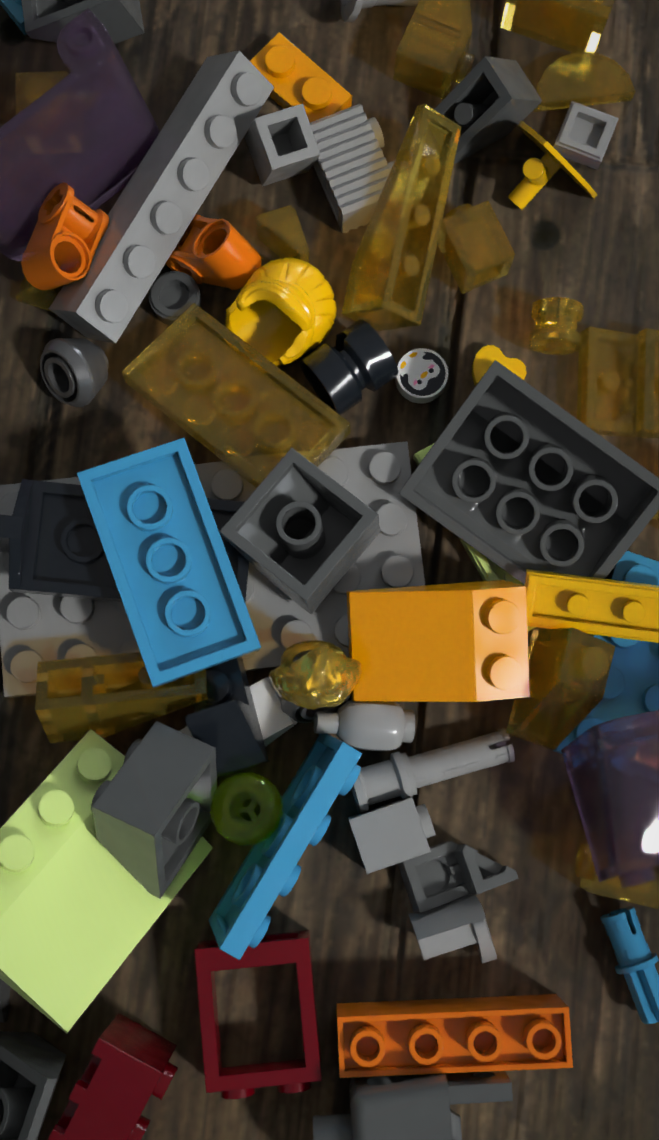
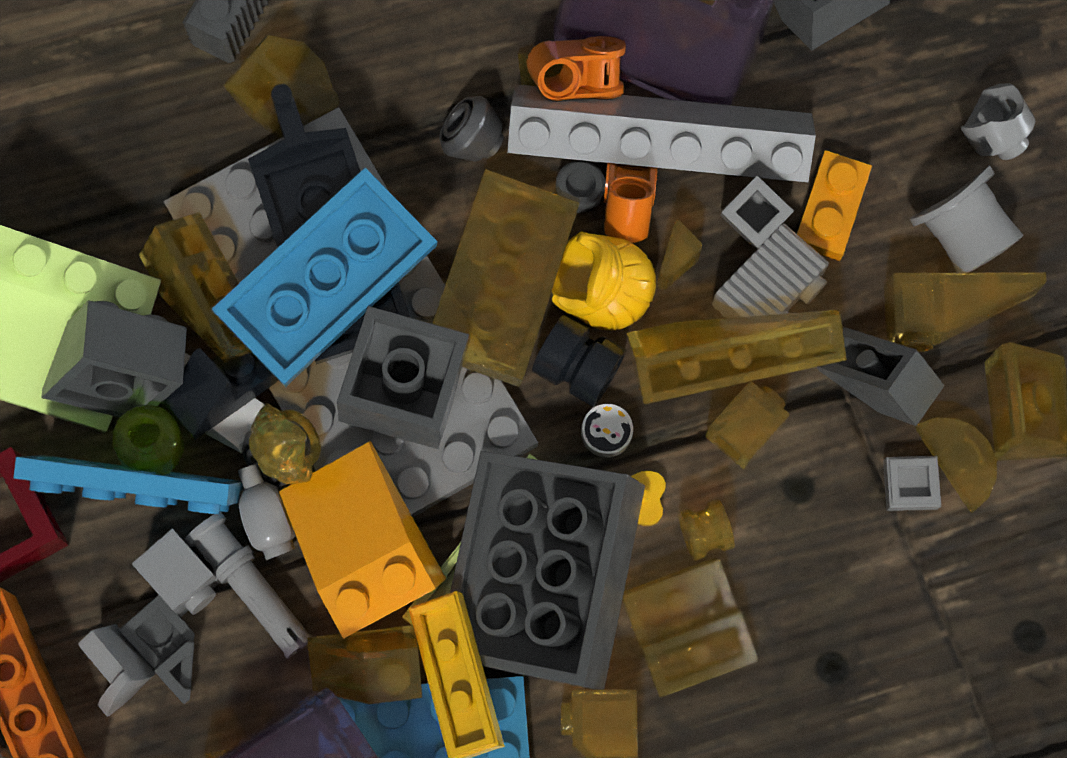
camera: 65 degrees right, 5 degrees down
(540, 171) = (859, 453): yellow shield -> none

